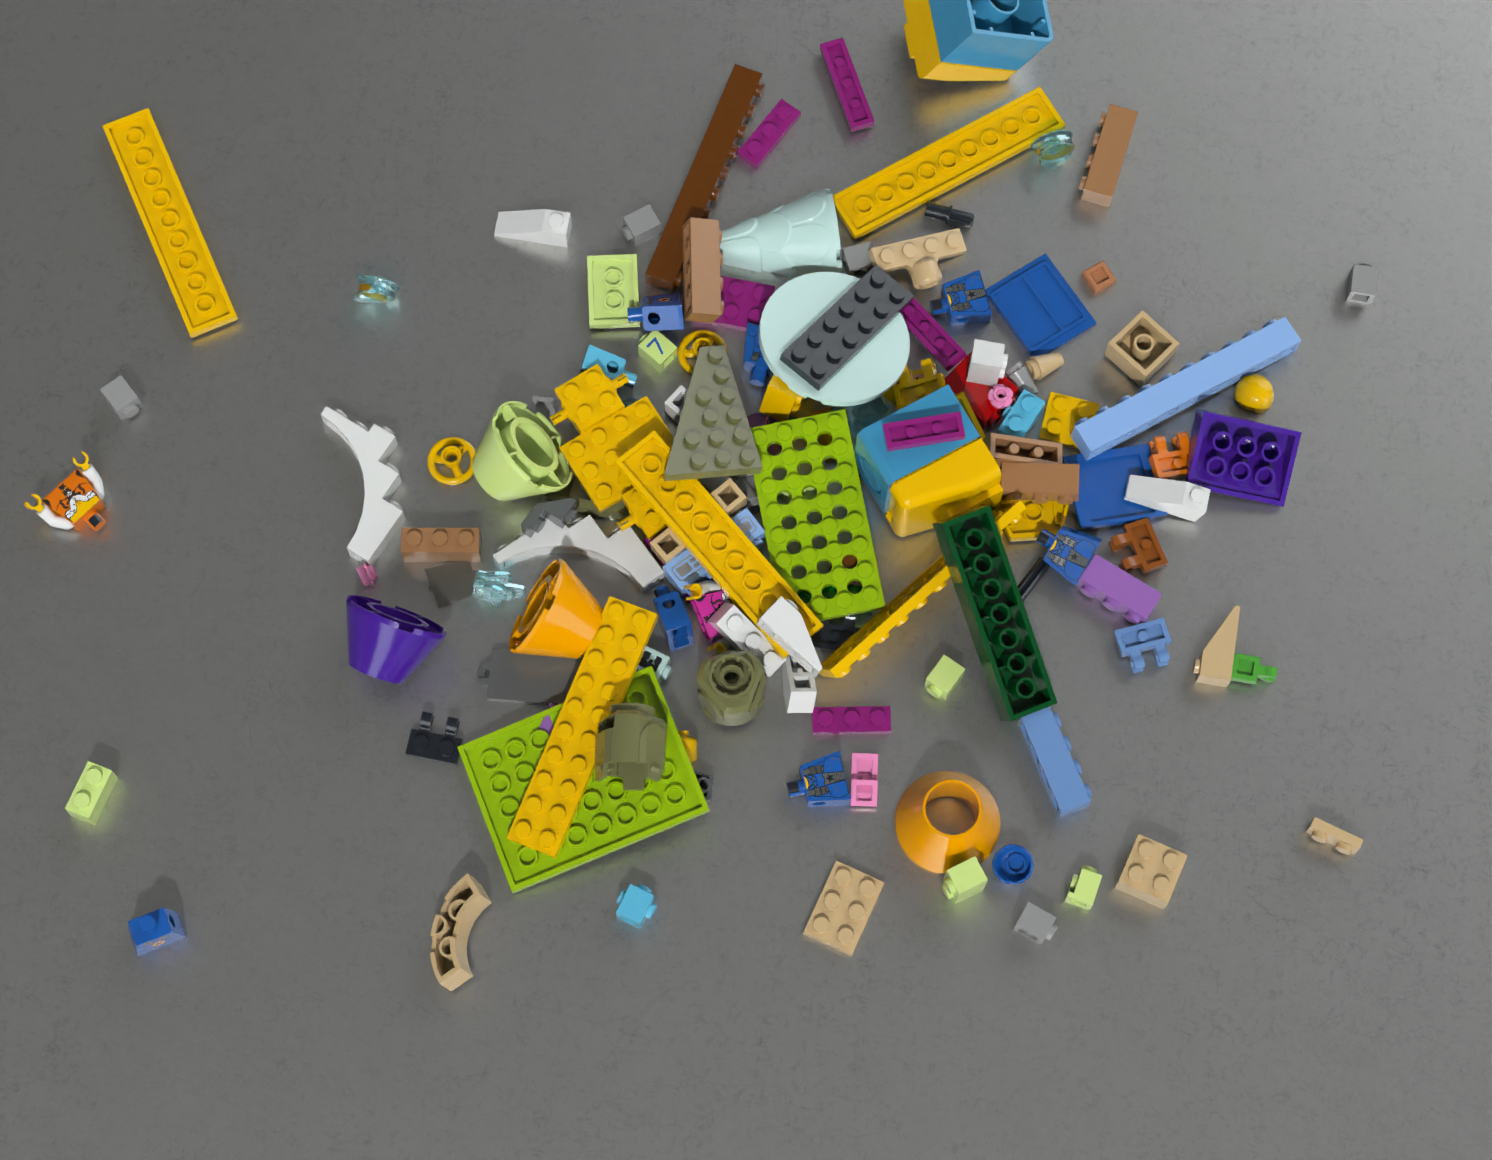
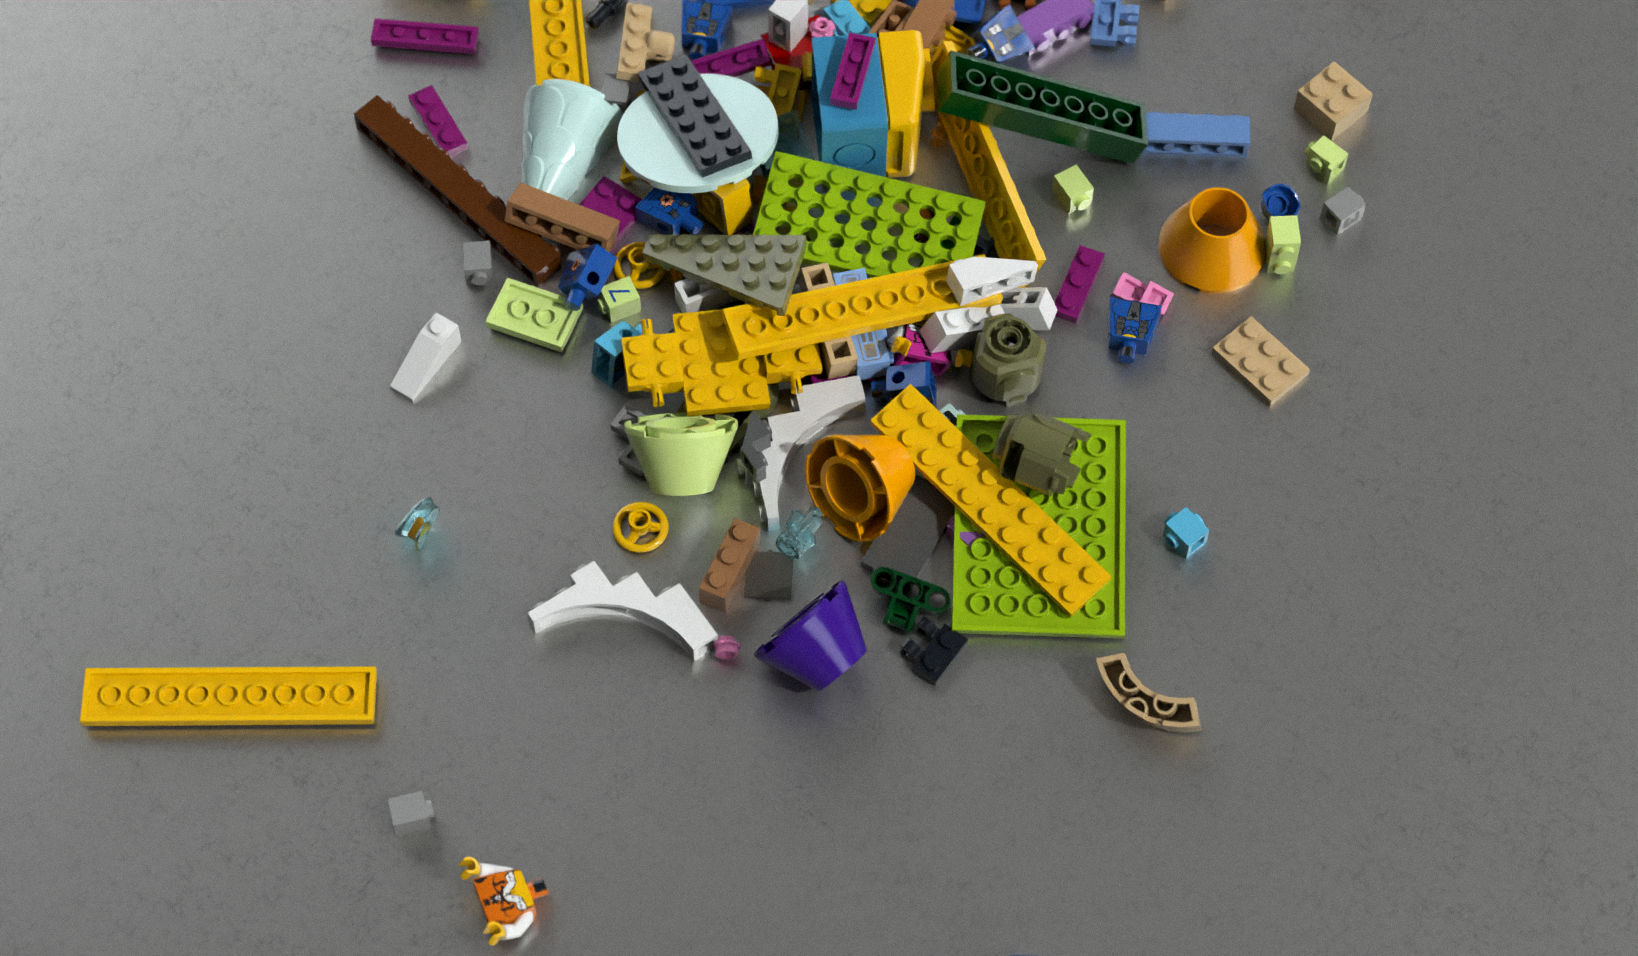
camera: 65 degrees left, 10 degrees down
(459, 698) = (907, 607): none -> dark green piece

